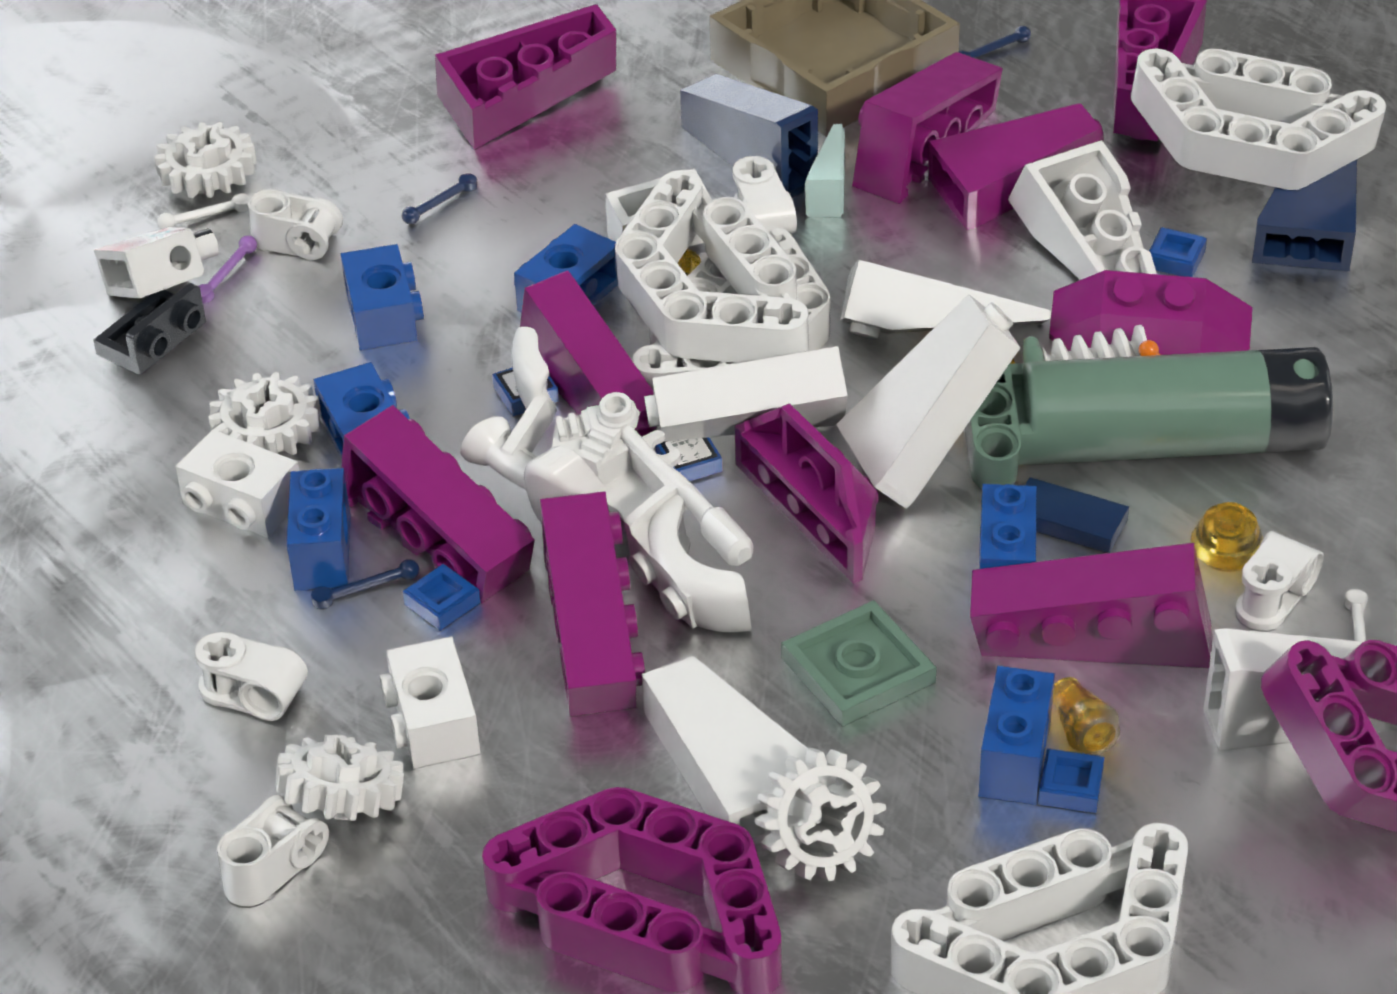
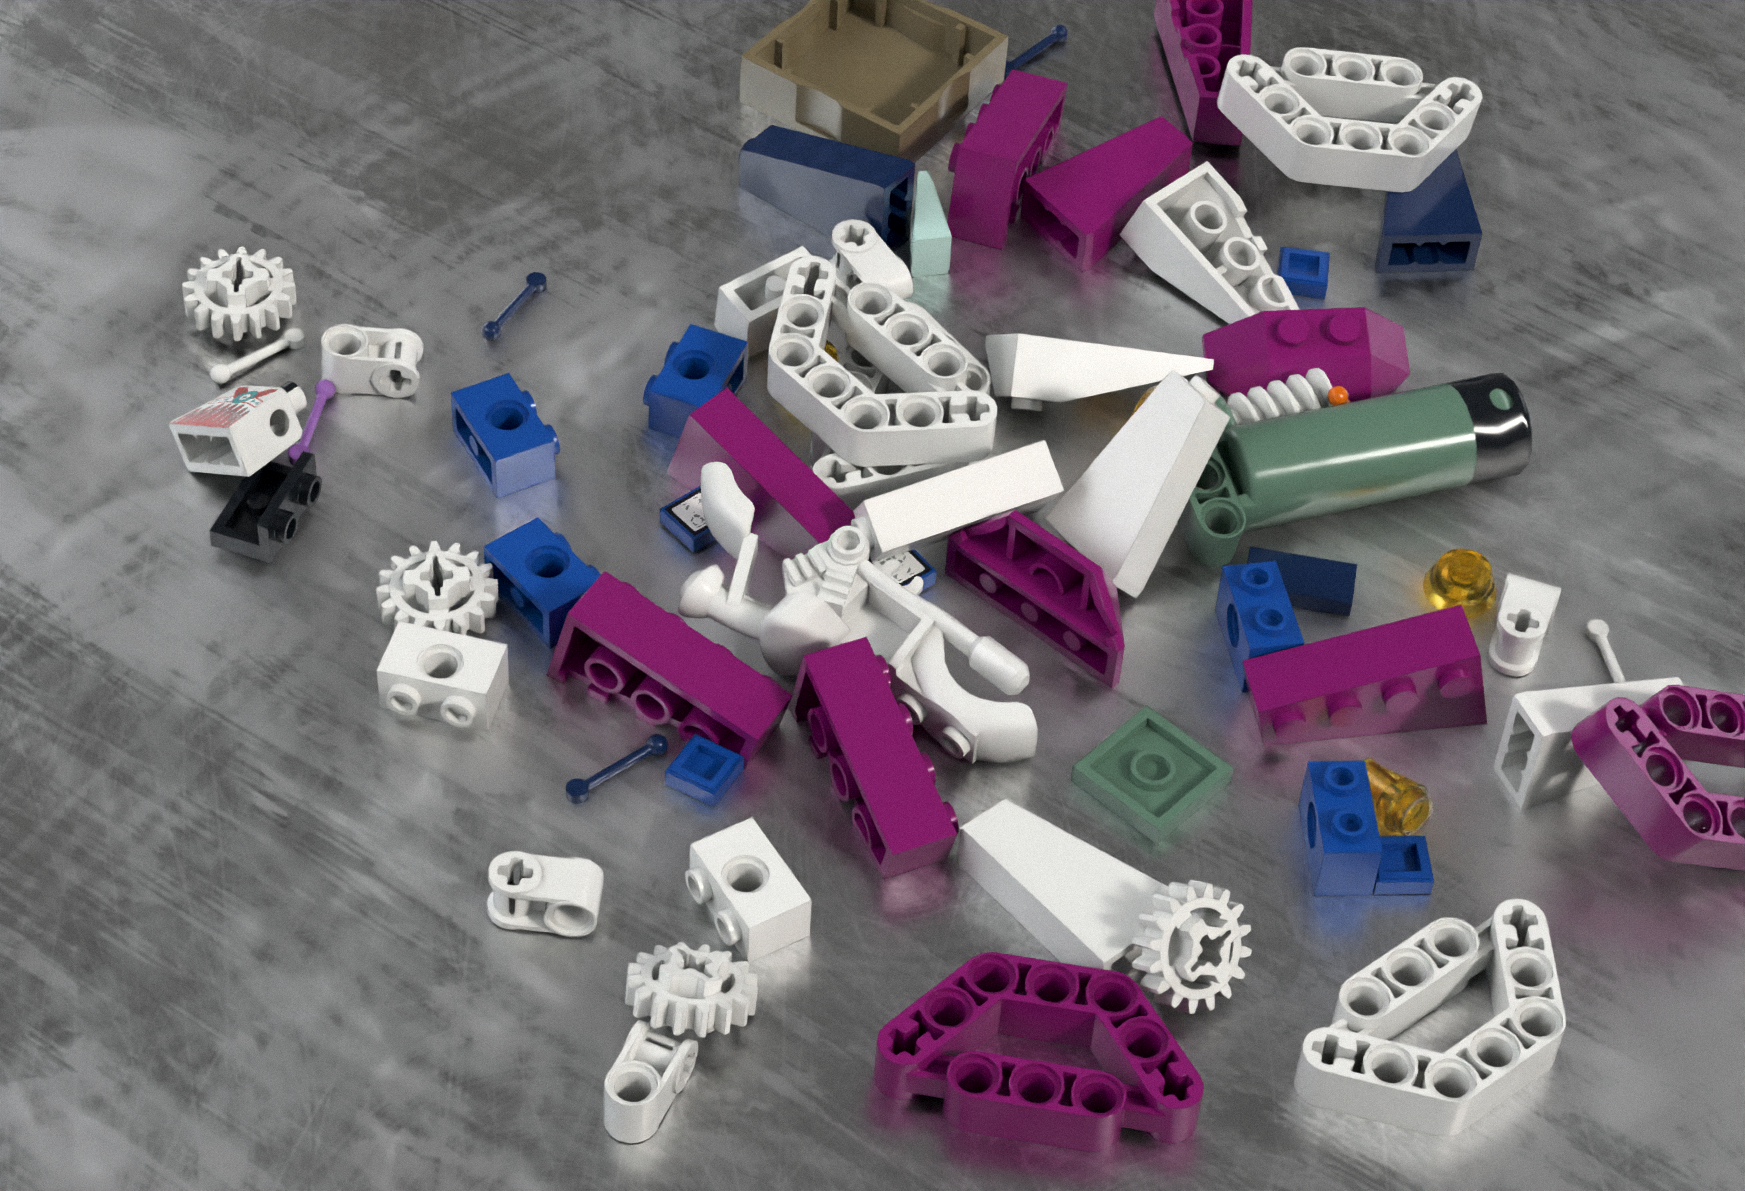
camera: 20 degrees left, 5 degrees up
(318, 529) = (553, 716): blue brick -> none
(523, 71) = (555, 145): magenta wedge -> none

